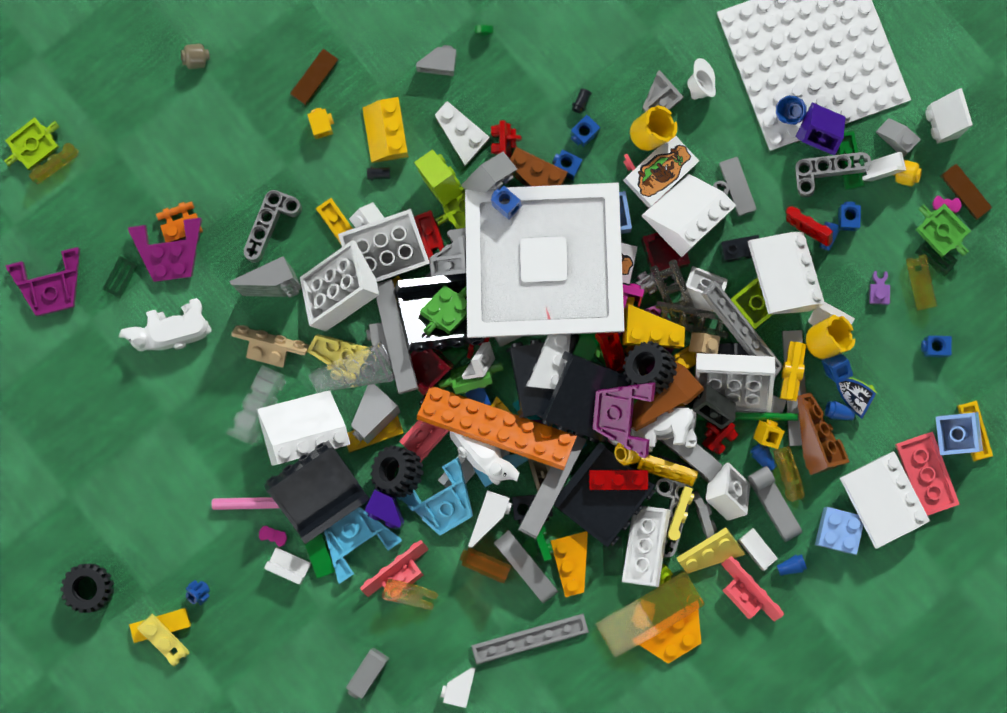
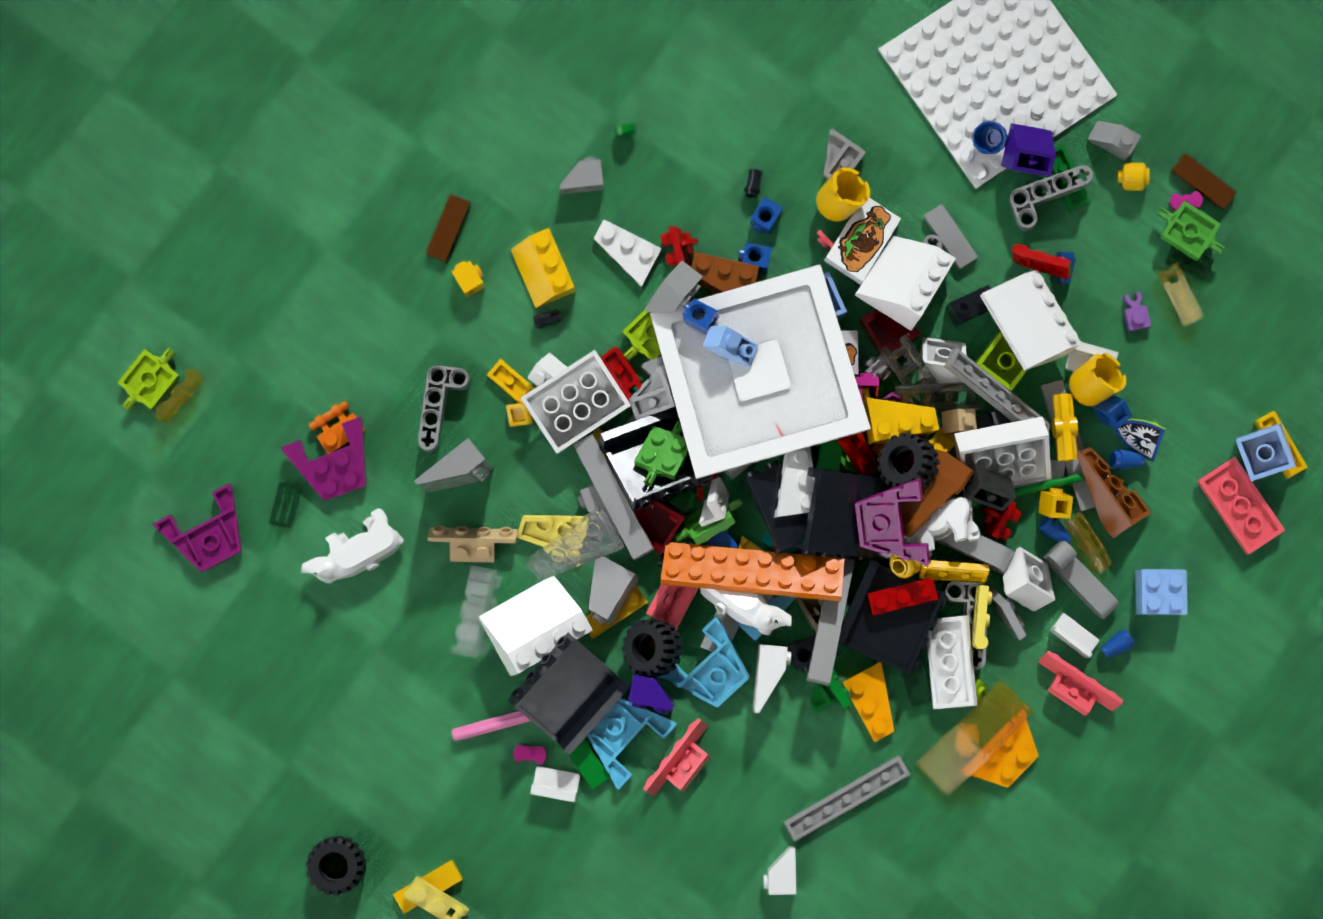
camera: 15 degrees left, 0 degrees up
(194, 56) = (308, 237): dark tan head -> none
(197, 592) = (461, 839): blue gear -> none
(331, 246) = (518, 415): none -> yellow tile
(338, 287) = (535, 457): white slope -> none
(366, 673) = (675, 883): light grey slope -> none
(408, 594) = (699, 782): clear yellow hinge -> none
(439, 177) = (616, 306): lime brick -> none
(485, 564) = (777, 728): clear orange slope -> none
(524, 232) = (730, 345): none -> light blue slope
(525, 567) = (822, 718): light grey beam -> none
(702, 80) = (882, 129): white piece -> none
(711, 552) = (1024, 651): light yellow wing -> none
(845, 224) = (1078, 248): blue brick -> none
(884, 499) = (1202, 545): white slope -> none
(885, 167) = (1109, 175): white panel -> none
(944, 342) = (1224, 358): blue brick -> none
(949, 117) = (1166, 103): white slope -> none

